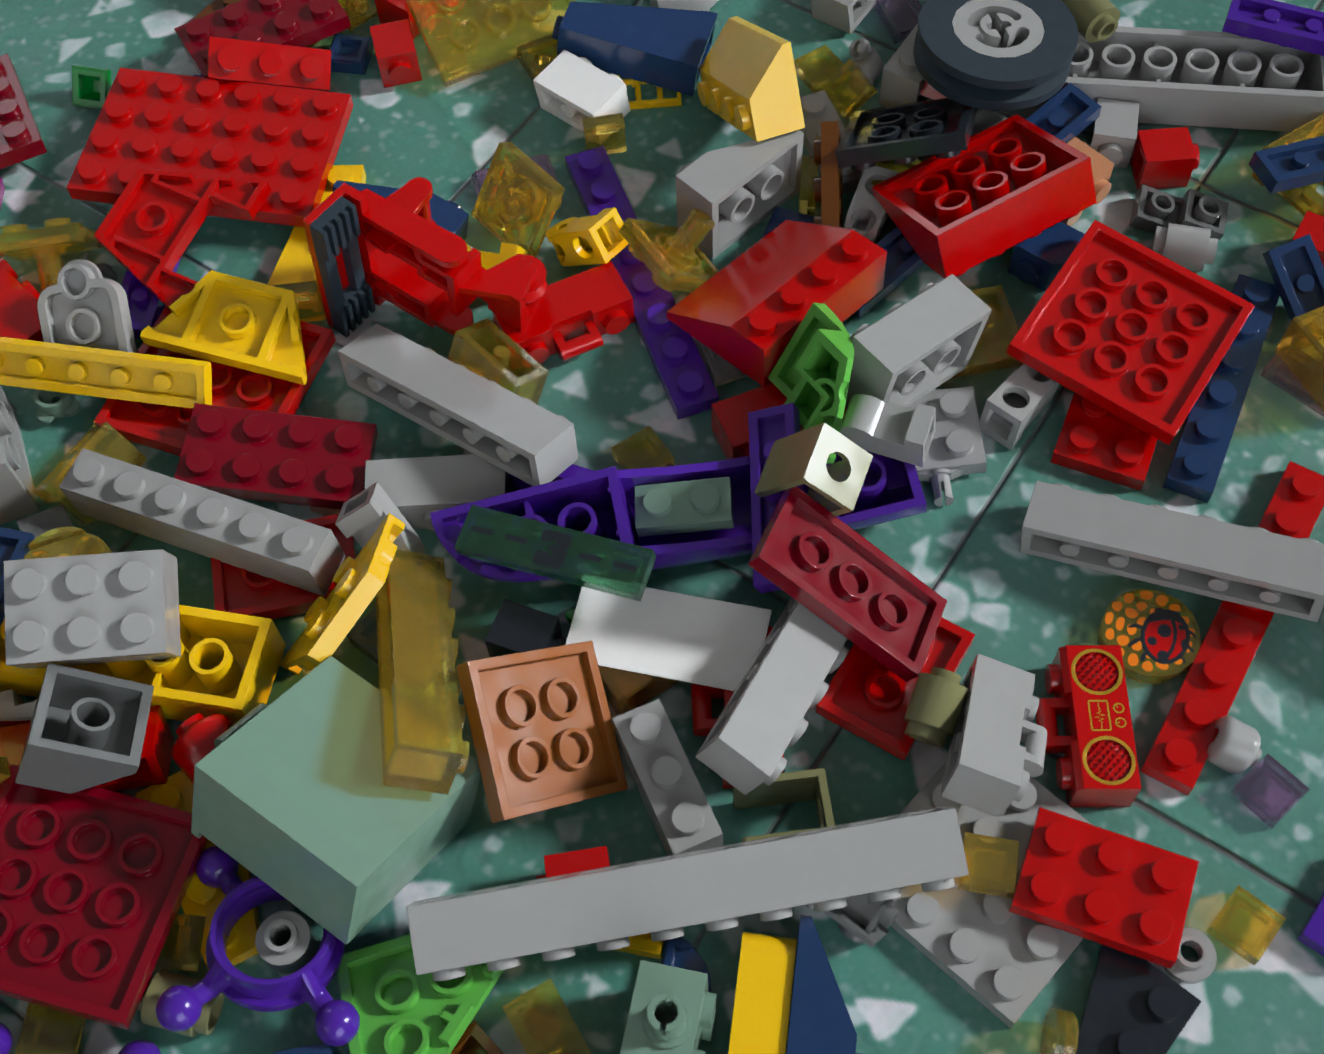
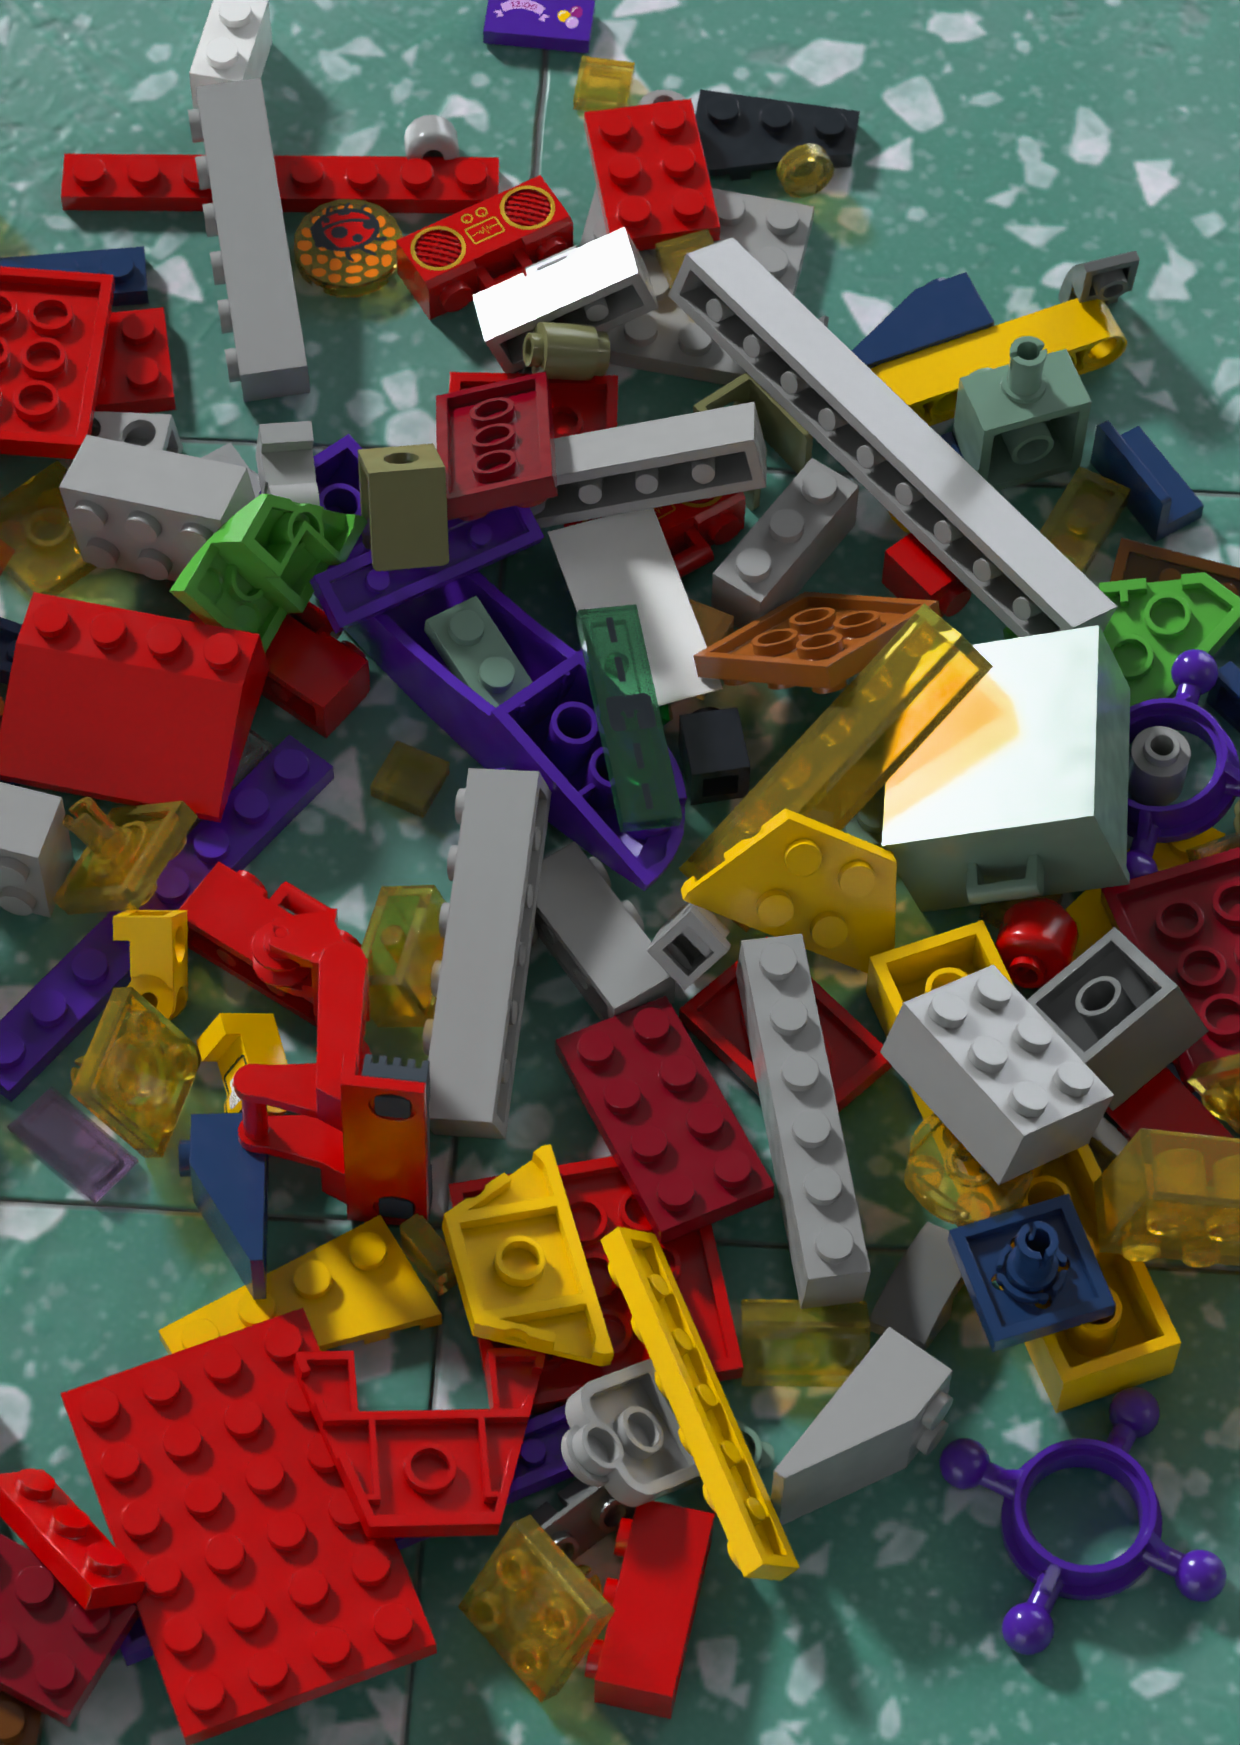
camera: 125 degrees left, 0 degrees up
(1270, 790) = (461, 104): clear purple tile -> none

